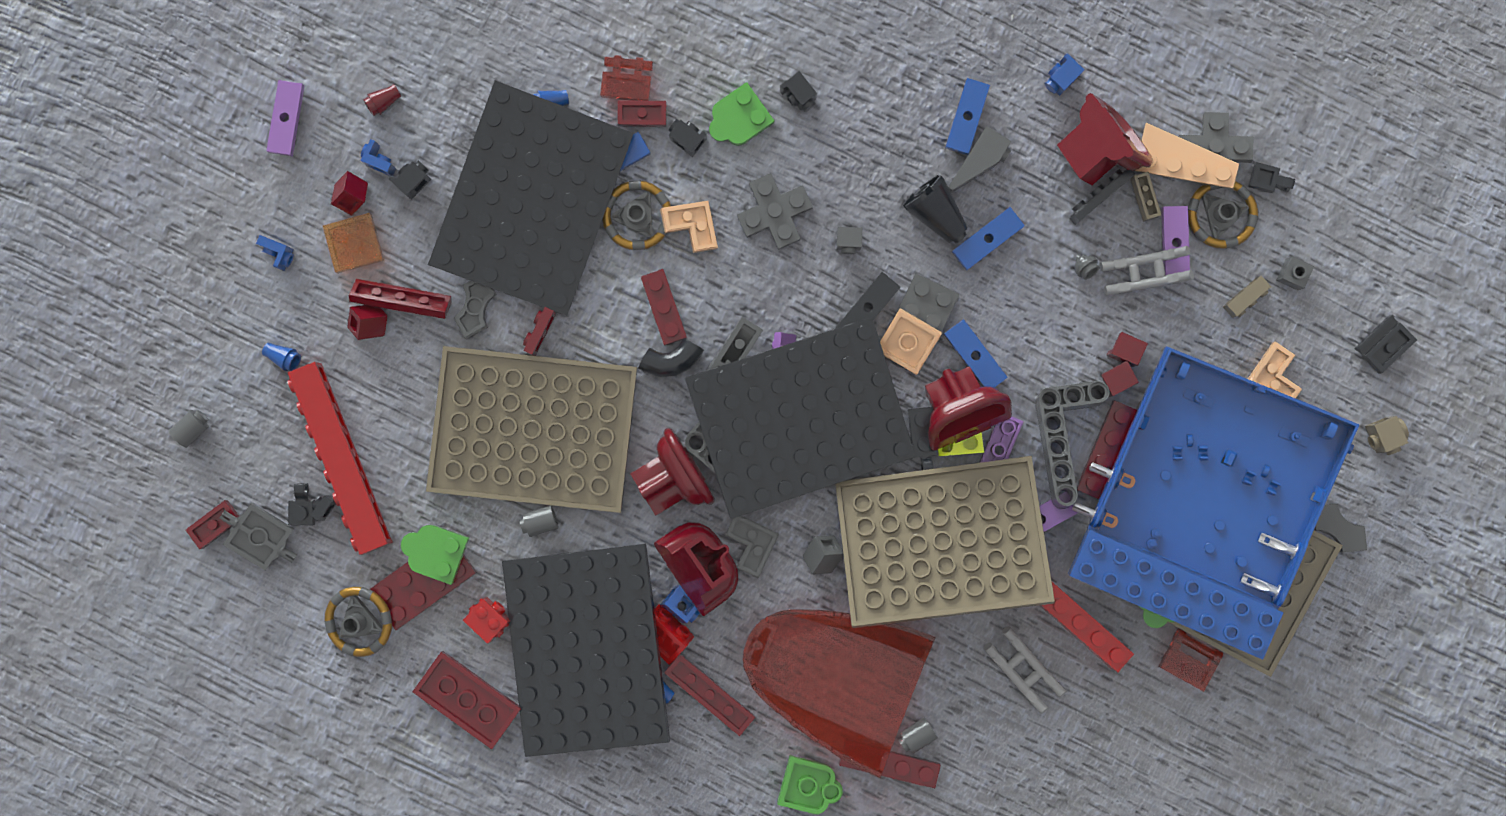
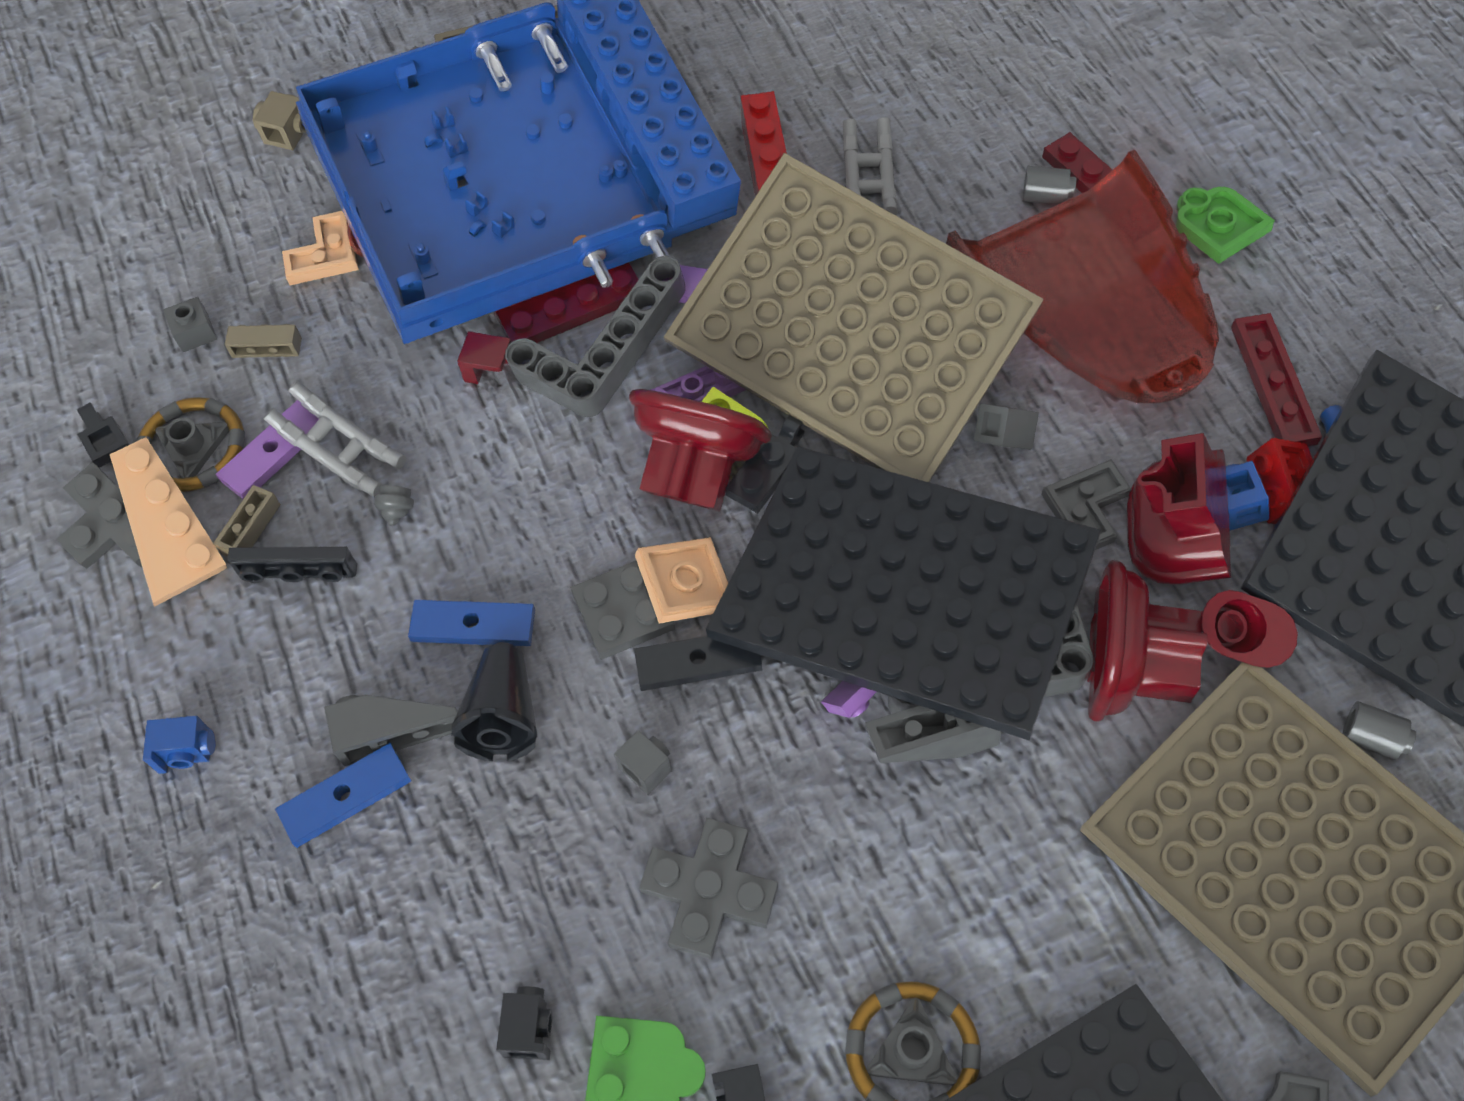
camera: 135 degrees left, 25 degrees down
(535, 339) = (1217, 985): dark red plate -> none
(628, 523) = (1249, 629): none -> dark red piece
(663, 307) = (976, 884): dark red plate -> none
(673, 362) = (1024, 792): black cylinder -> none
(694, 218) = (831, 970): light nougat tile -> none
(966, 342) = (620, 486): blue tile -> none
(1102, 142) = (225, 608): dark red piece -> none
(1128, 349) = (443, 375): dark red panel -> none
(1187, 667) = (696, 66): clear red plate -> none
(1385, 344) = (186, 197): black plate -> none

